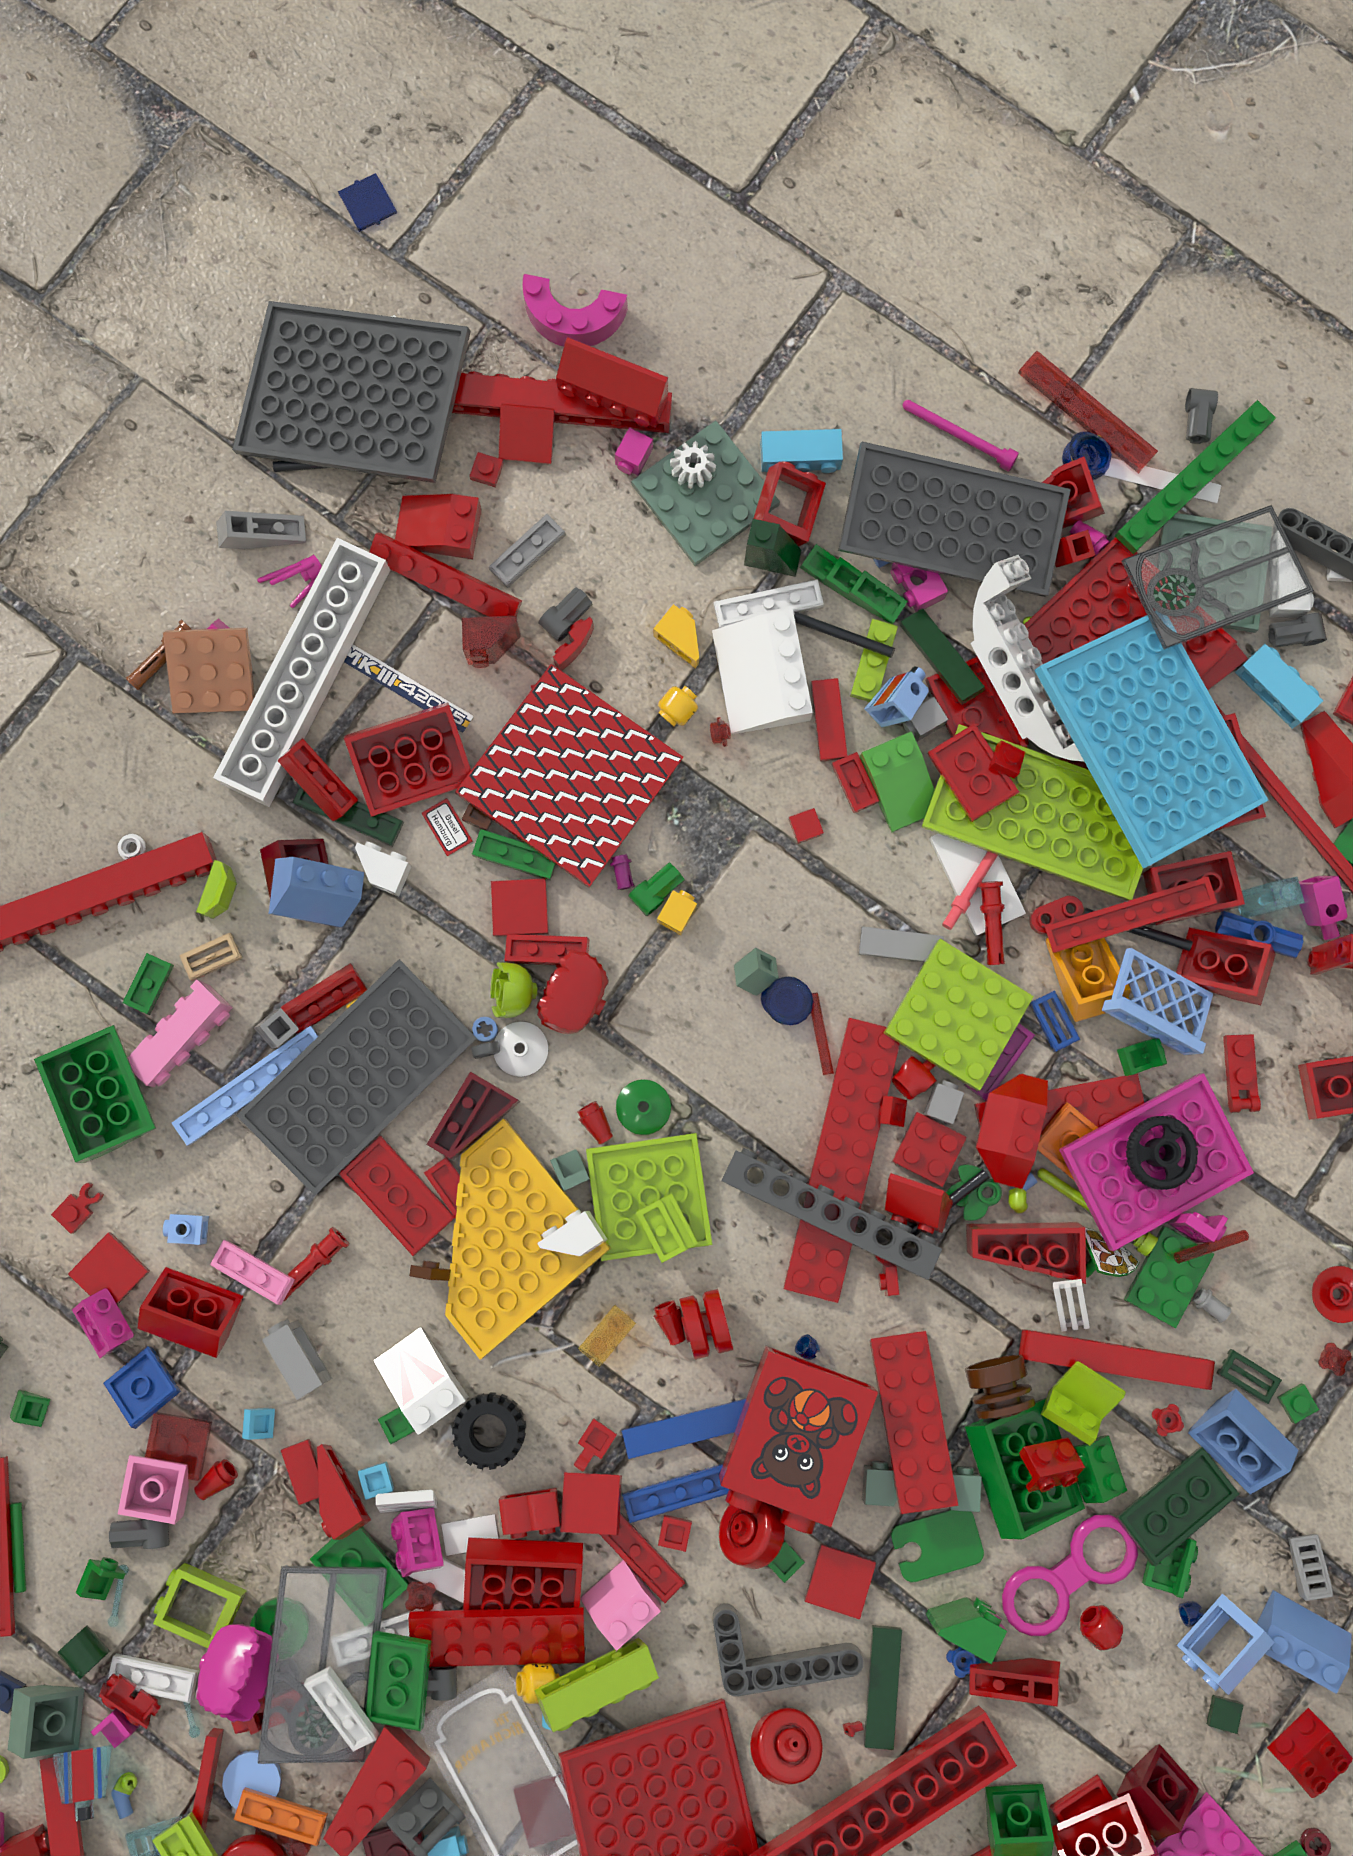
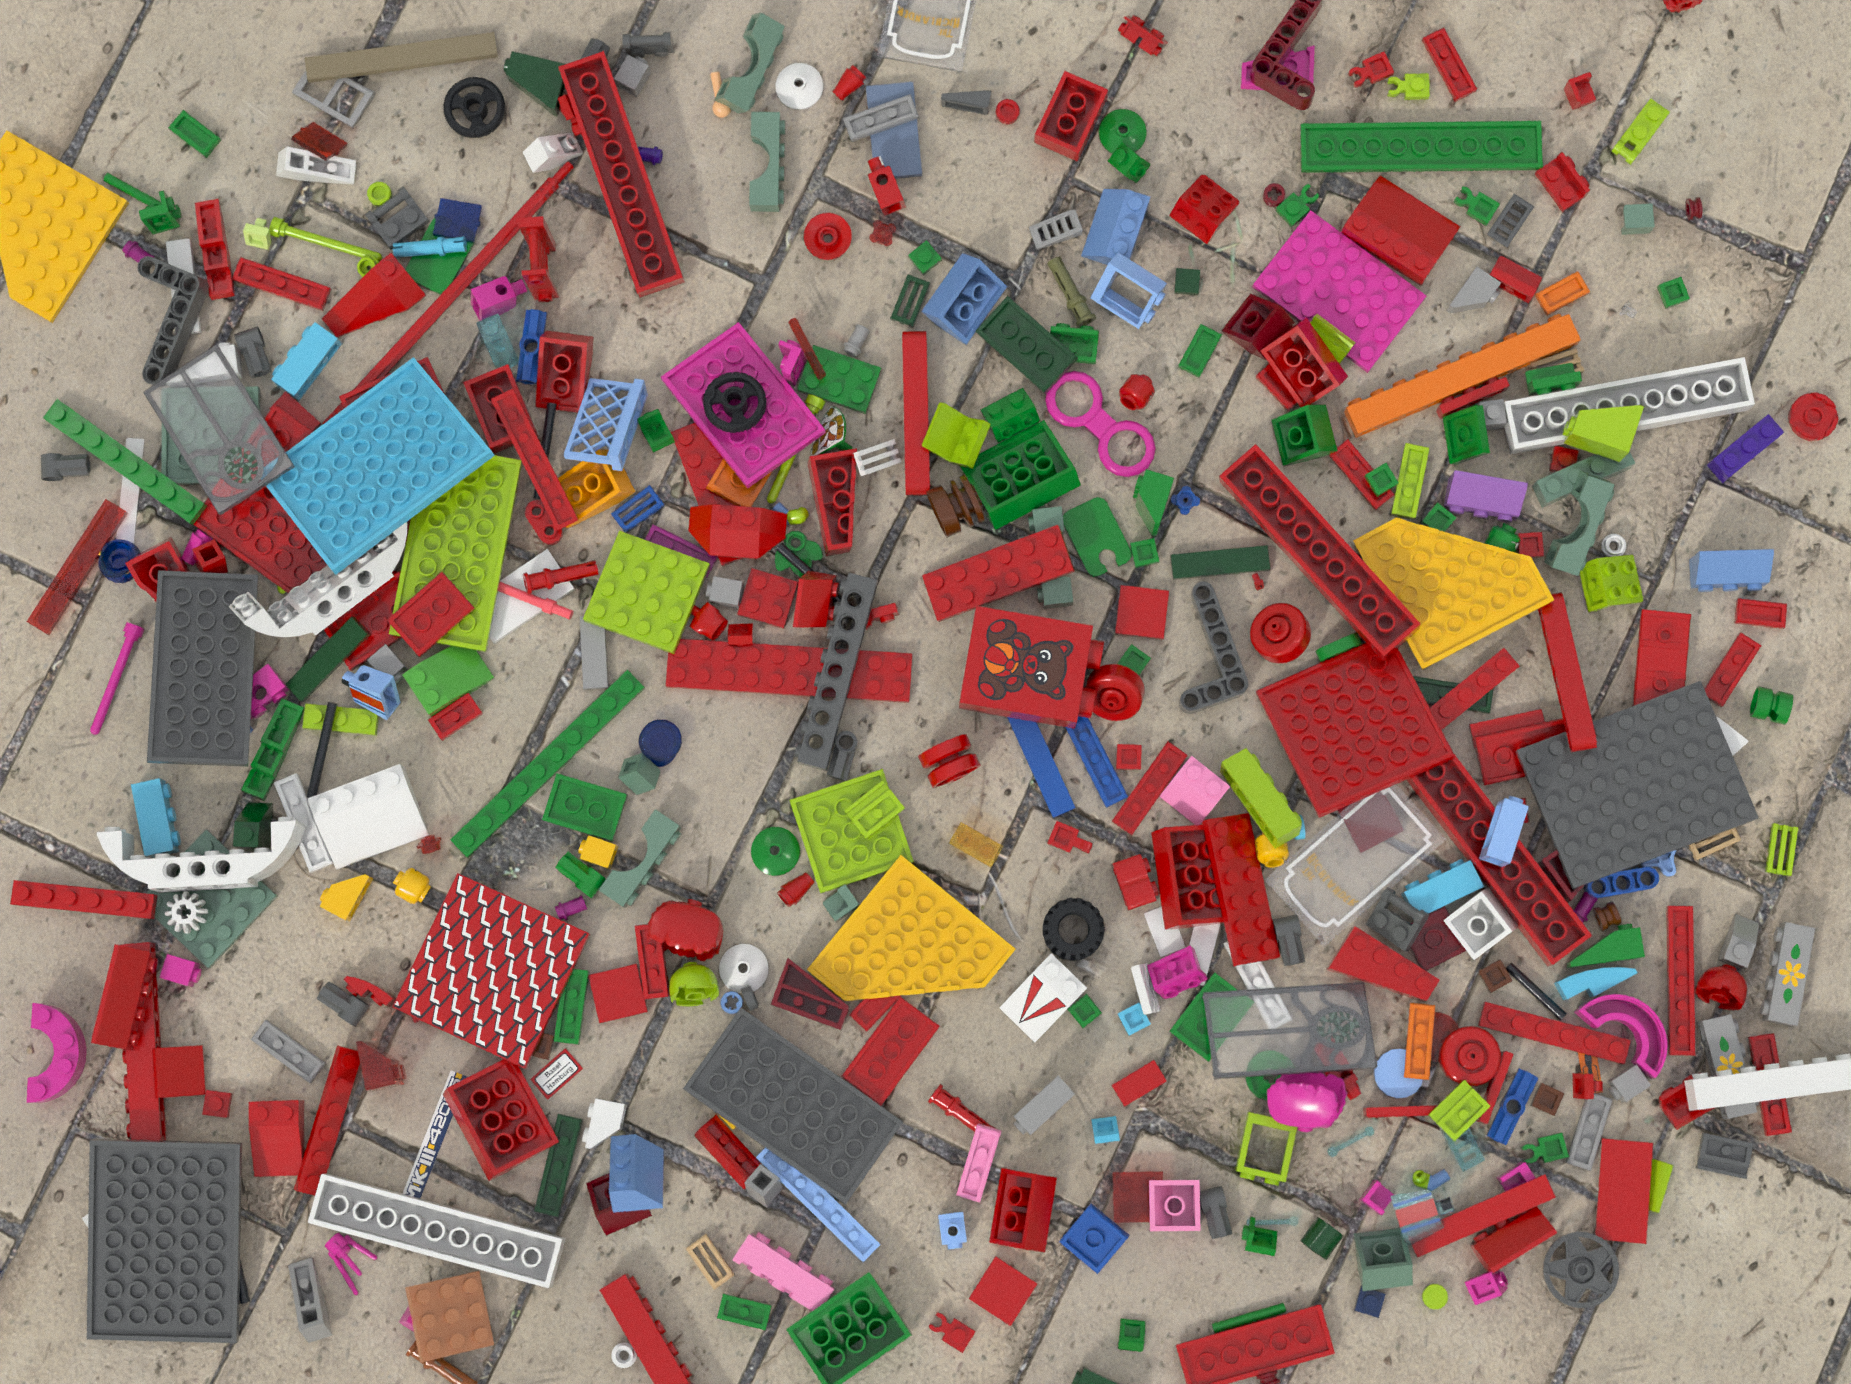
camera: 90 degrees left, 0 degrees up
(102, 1322) = (1046, 1285): dark pink bracket -> none
(117, 1695) = (1348, 1199): red hinge -> none
(156, 1677) = (1332, 1176): white tile -> none
(217, 891) = (650, 1266): lime slope -> none
(218, 1478) = (1159, 1156): red cone -> none
(317, 780) = (534, 1194): red slope -> none
(338, 1500) = (1155, 1045): red slope -> none
(341, 1709) = (1321, 1006): white tile -> none
(398, 1680) = (1290, 964): green tile -> none
(414, 1590) = (1216, 966): clear red plate -> none
(430, 1271) = (948, 1007): reddish brown plate -> none
(576, 1237) = (896, 884): white slope -> none
(591, 1503) = (1117, 831): red tile -> none
(669, 1319) = (953, 793): red cone -> none
(685, 982) = (623, 885): none -> sand green arch
(727, 366) = (83, 899): none -> red plate
(730, 905) = (584, 807): none -> green plate
(731, 1201) = (842, 758): none -> dark grey piece
(735, 483) = (244, 871): none -> white slope
(758, 1812) = (1338, 647): none -> green beam
(786, 874) = (547, 764): none -> green plate
(802, 480) = (232, 803): red window -> none
(806, 825) = (501, 753): red tile -> none
(807, 1347) = (954, 673): clear blue hinge -> none
(821, 1038) = (687, 707): clear red bar -> none
(829, 719) = (401, 750): red tile -> none
(909, 1598) = (1144, 553): none -> green plate
(1007, 759) = (414, 586): red plate -> none
(1017, 1680) = (1191, 454): red slope -> none
(1051, 1464) = (1011, 453): red bracket -> none
(1139, 1713) = (1199, 350): none -> green tile
(1175, 1420) = (965, 365): red plate -> none
(1190, 1612) = (1111, 322): clear blue hinge -> none
(1220, 1574) = (1075, 301): none -> olive pin
(1241, 1072) = (654, 344): red plate -> none

